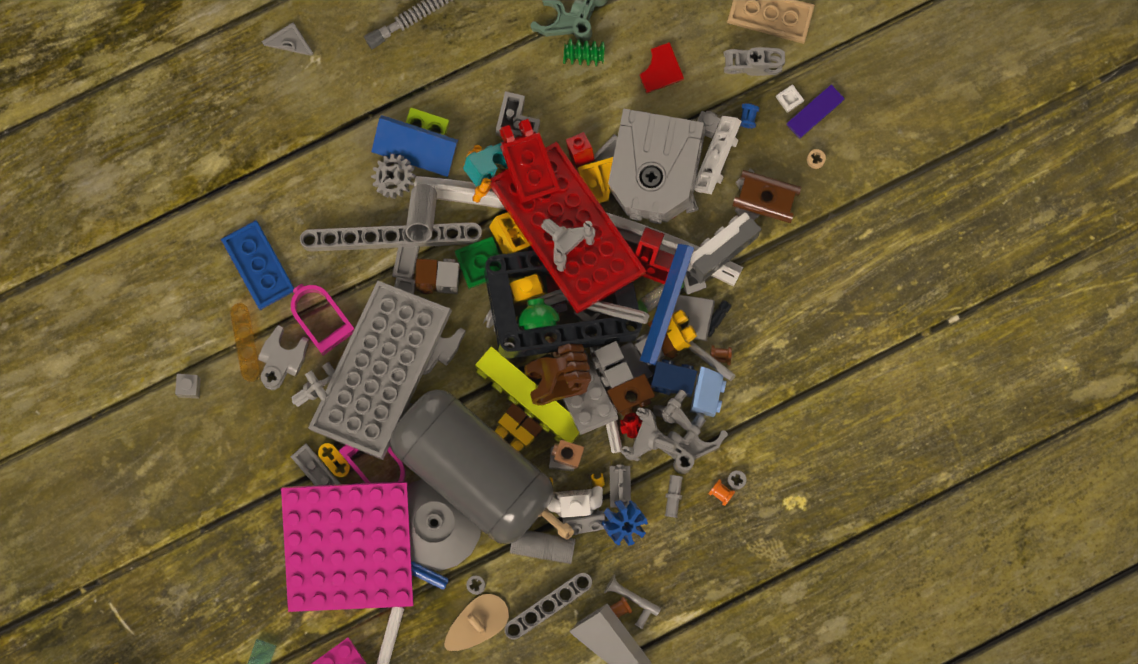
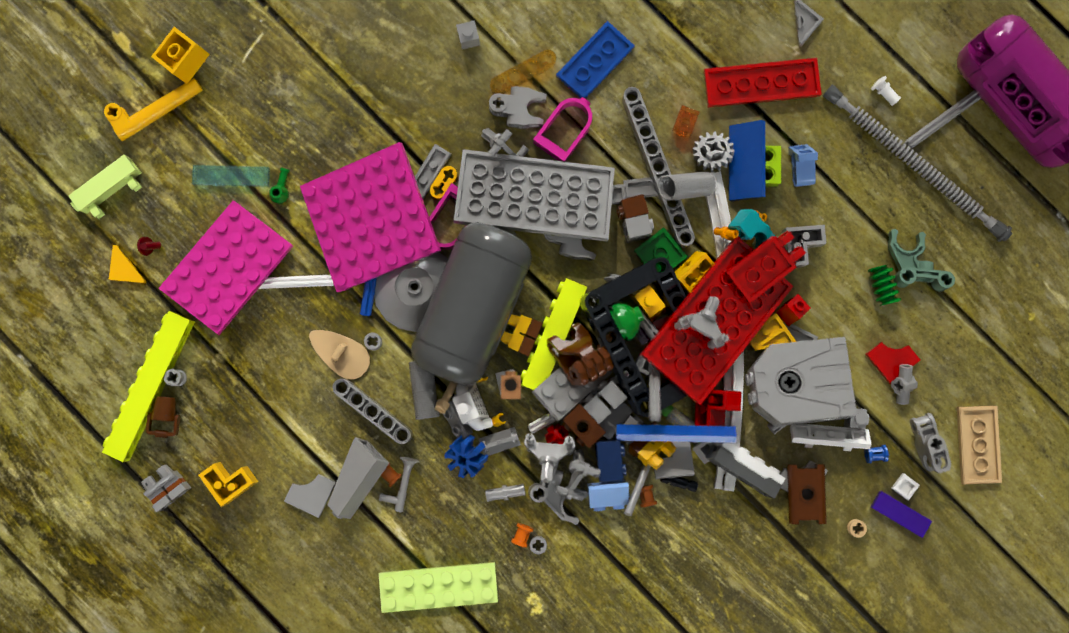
camera: 80 degrees right, 5 degrees up
(281, 633) = (284, 194): none -> green bar
(338, 104) = (762, 82): none -> red plate
(357, 201) = (685, 129): none -> clear orange brick
(436, 91) = (803, 165): none -> medium blue tile
(688, 66) = (904, 384): none -> light grey axle
(748, 595) = (438, 587): none -> yellowish green plate

